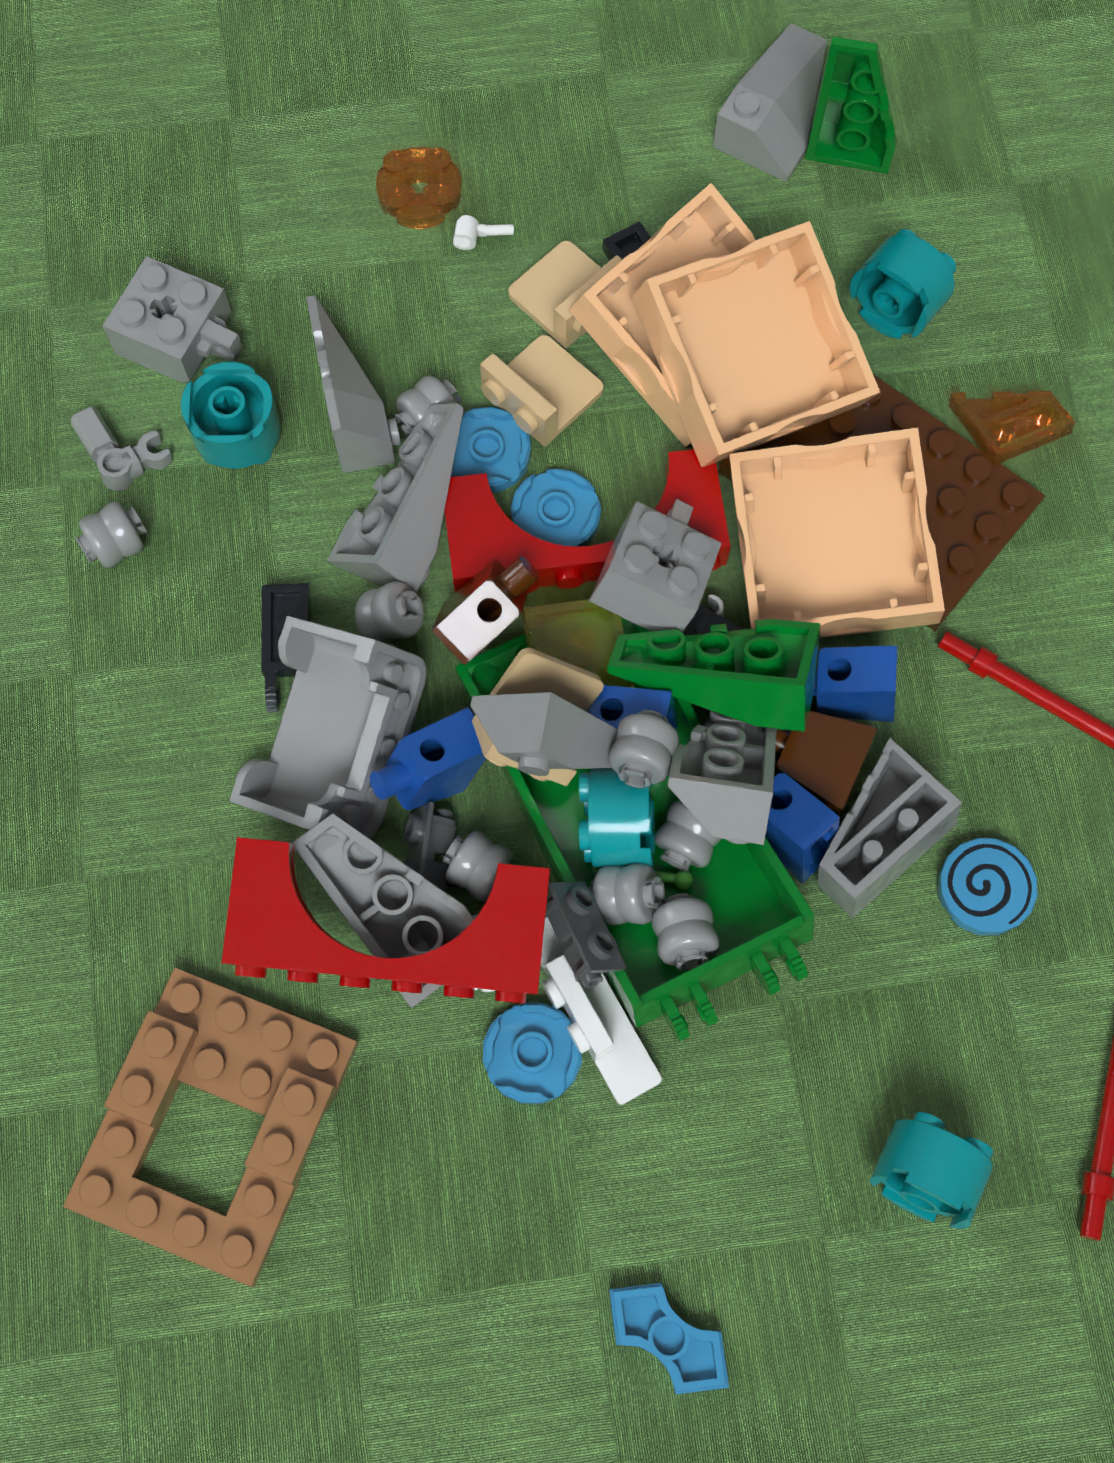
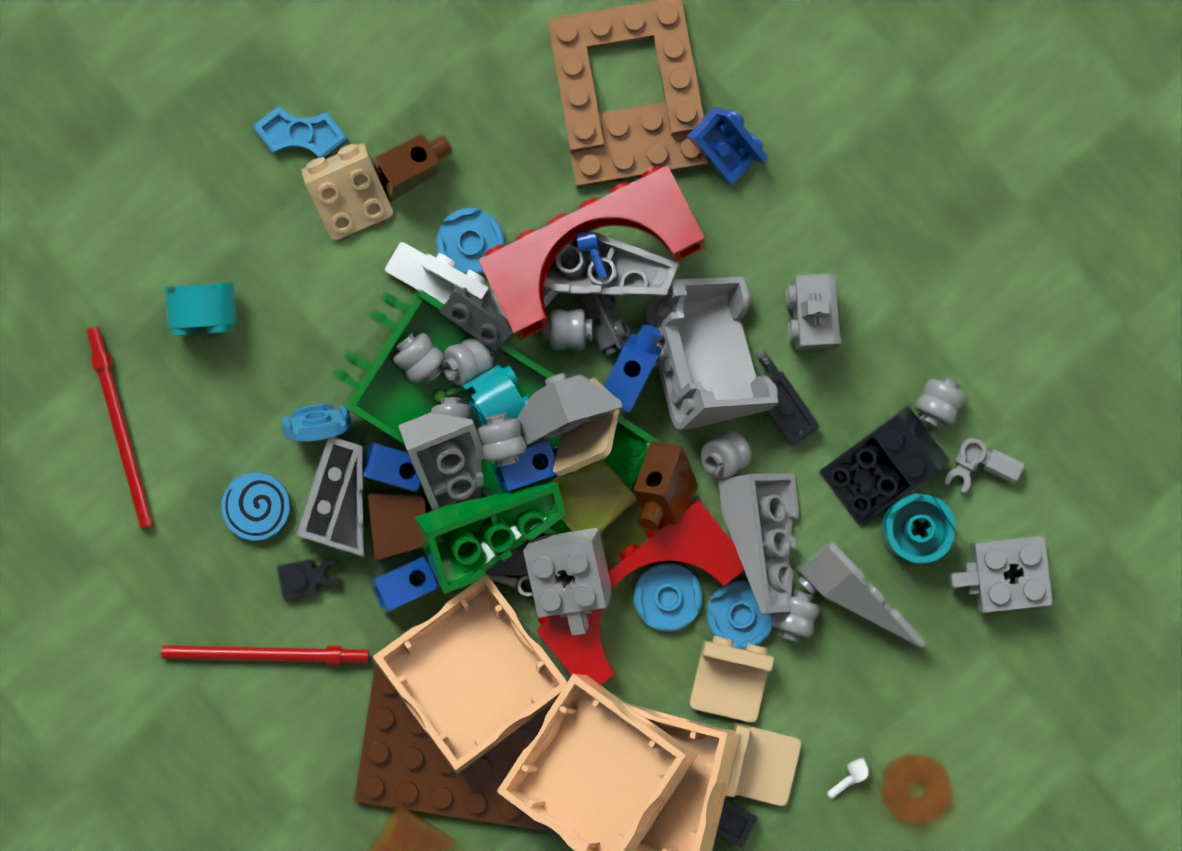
camera: 150 degrees right, 15 degrees up
(136, 971) = (727, 144): none -> blue bracket
(177, 706) = (813, 312): none -> light grey hinge
(219, 506) = (884, 465): none -> black slope
(384, 936) = (589, 242): none -> blue hand
(569, 1194) = (401, 173): none -> reddish brown torso
(652, 1217) = (347, 191): none -> tan bracket
(861, 931) = (316, 422): none -> dark azure tile
(973, 770) = (302, 578): none -> black plate

